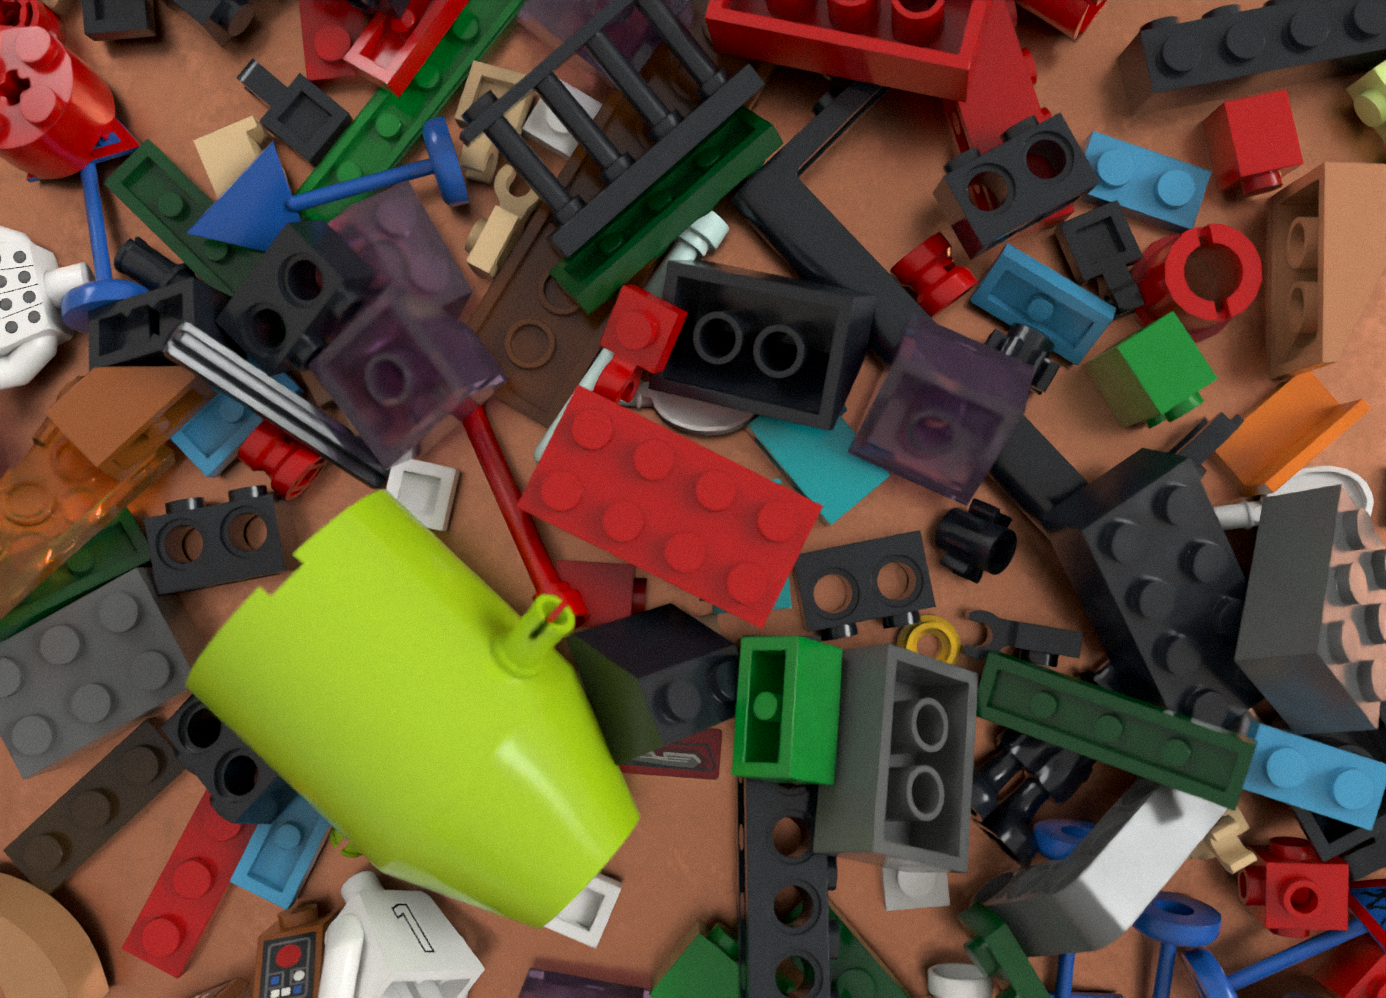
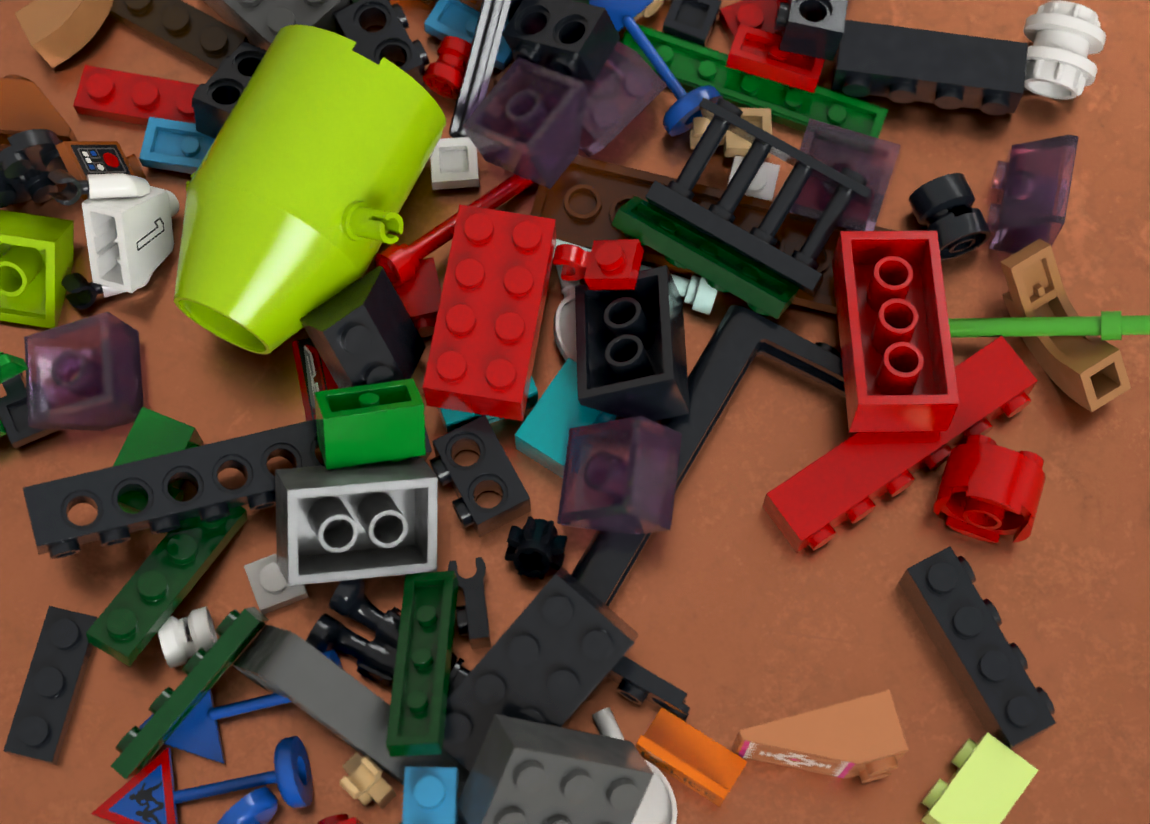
camera: 75 degrees right, 15 degrees down
(495, 238) = (652, 157): tan plate -> none
(589, 912) = (192, 351): white plate -> none
(934, 275) = (723, 464): red wheel -> none
(941, 629) = (453, 528): yellow plate -> none
(1019, 194) = (789, 490): black brick -> none
(1030, 348) = (681, 543): black gear -> none
(1038, 297) = (728, 548): dark azure plate -> none
(1101, 249) = (783, 580): black plate -> none
(1145, 183) = (847, 599): dark azure plate -> none
(1151, 374) = (697, 628): green brick -> none
(1164, 286) = (768, 679): red piece -> none
(1253, 143) = (904, 667): red brick -> none

